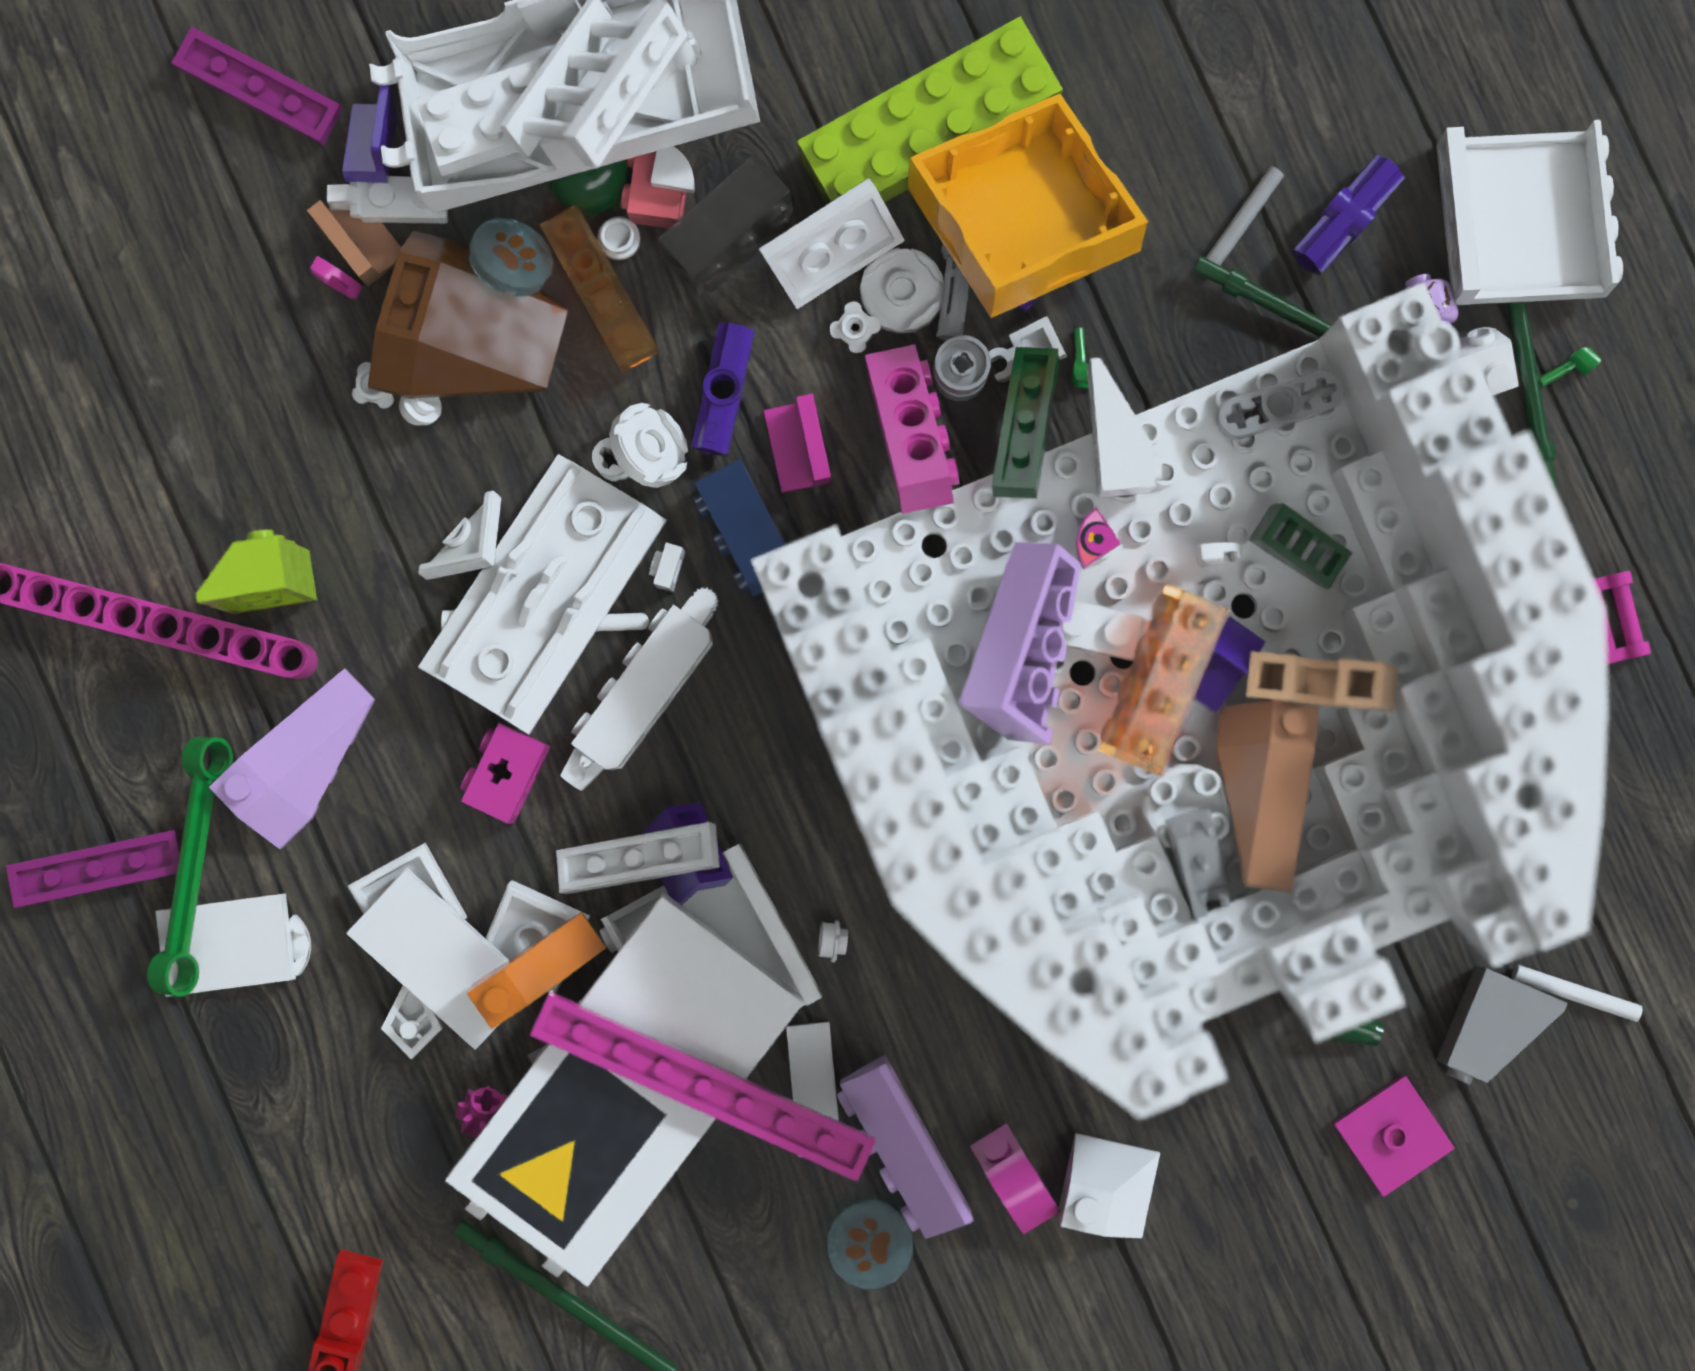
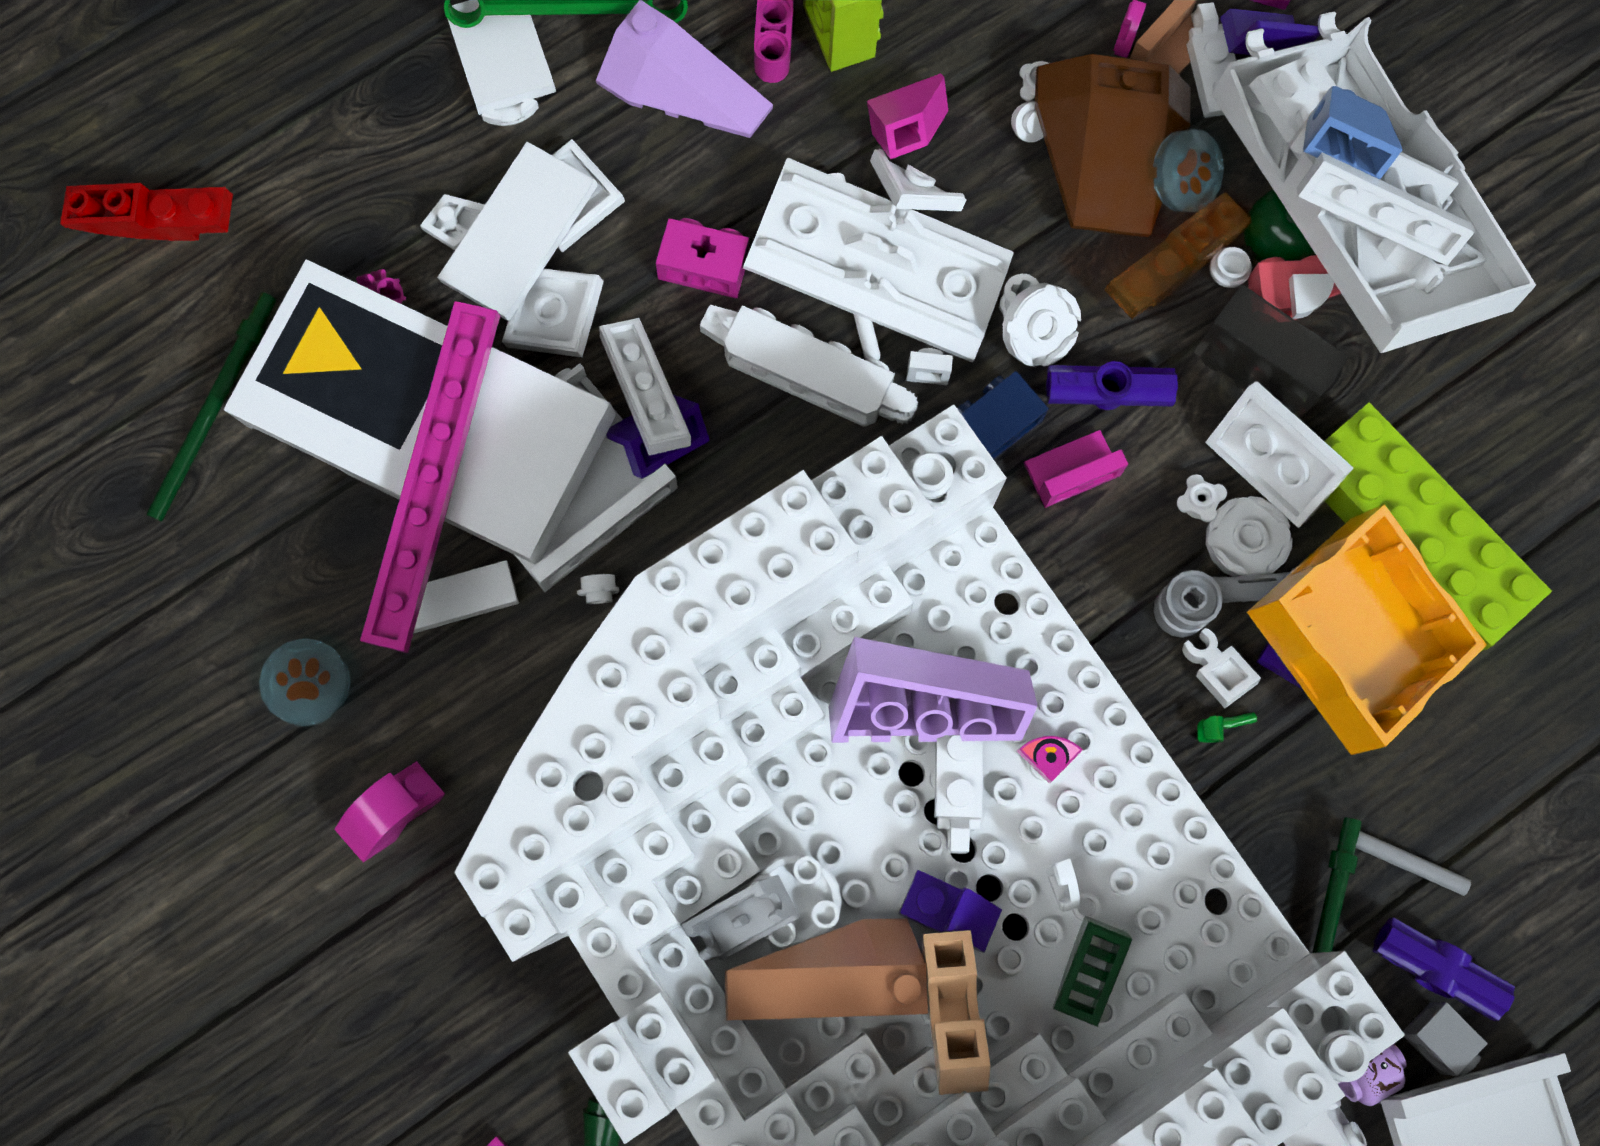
camera: 70 degrees right, 10 degrees down
(391, 530) = (908, 116): none -> dark pink slope
(535, 970) = (520, 309): orange slope -> none
(541, 98) = (1352, 132): none -> medium blue torso
(824, 600) = (931, 474): none -> white plate
(905, 1148) = (403, 696): lavender slope -> none
(910, 429) = (1115, 558): dark pink brick -> none
(1025, 423) = (1149, 667): dark green plate -> none
(1107, 1187) = (394, 909): white slope -> none
(1120, 444) = (1150, 761): white slope -> none
(1163, 679) = (922, 845): clear orange brick -> none
(1314, 406) = (1241, 956): light grey beam -> none
(1411, 231) = (1445, 1039): none -> light grey brick

